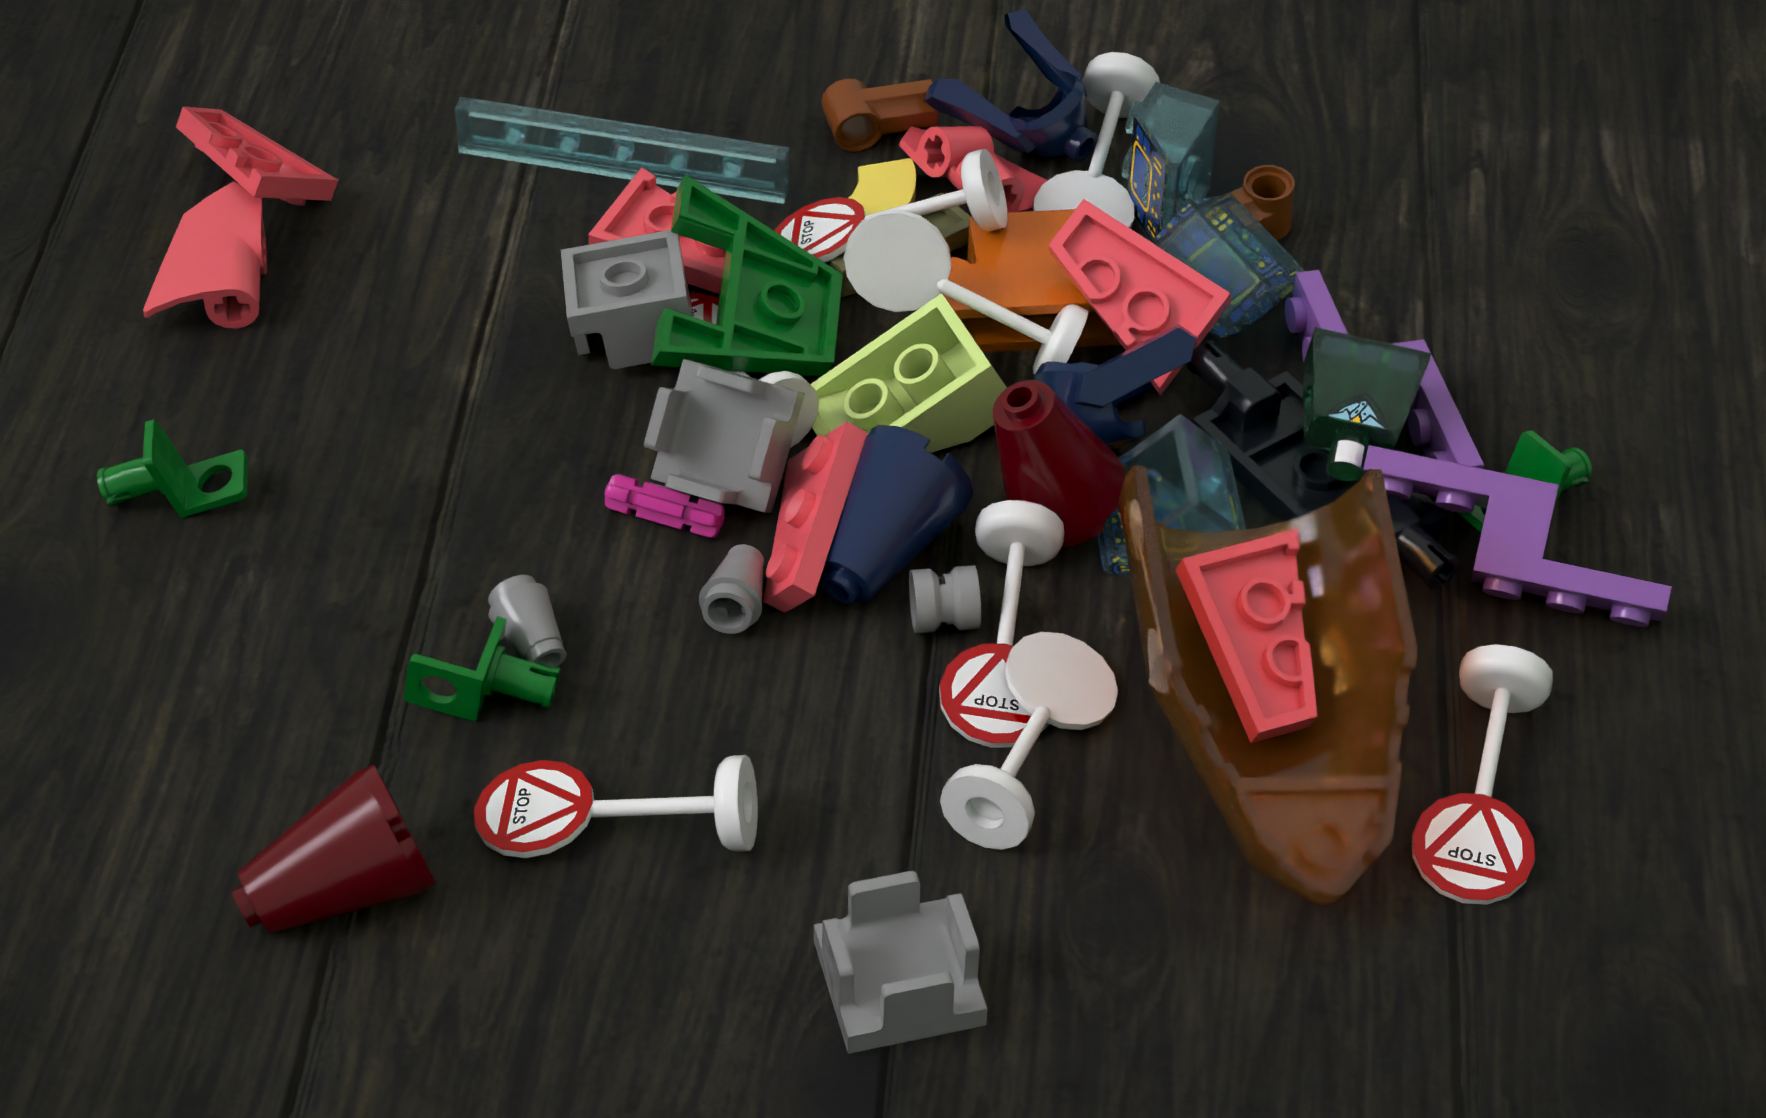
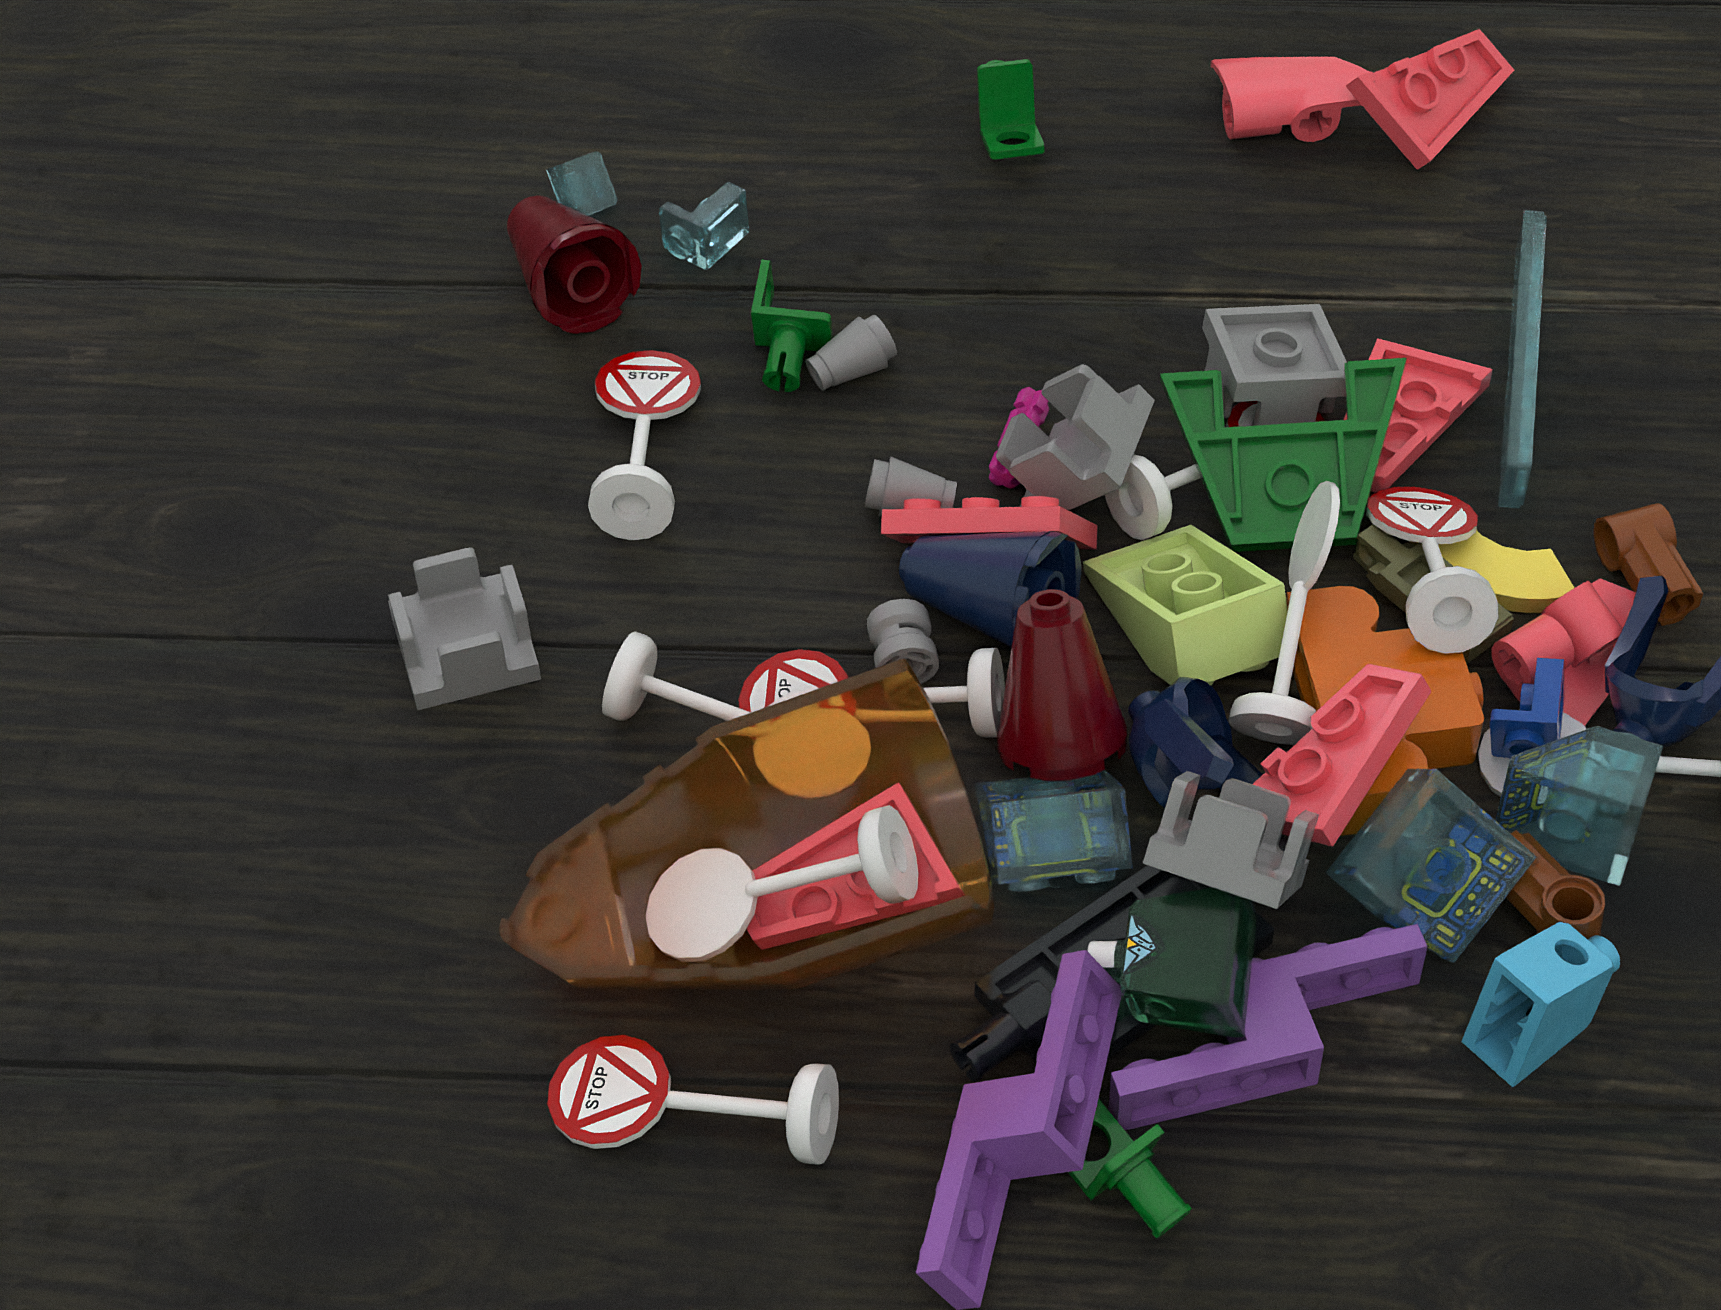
camera: 90 degrees right, 5 degrees up
(217, 847) = (583, 184): none -> clear light blue bracket
(306, 738) = (709, 230): none -> clear light blue bracket
(1060, 178) = (1539, 713): none -> blue bracket
(1269, 345) = (1233, 840): none -> light grey panel
(1281, 729) = (713, 894): none -> white piece
(1359, 221) = (1555, 976): none -> medium azure torso

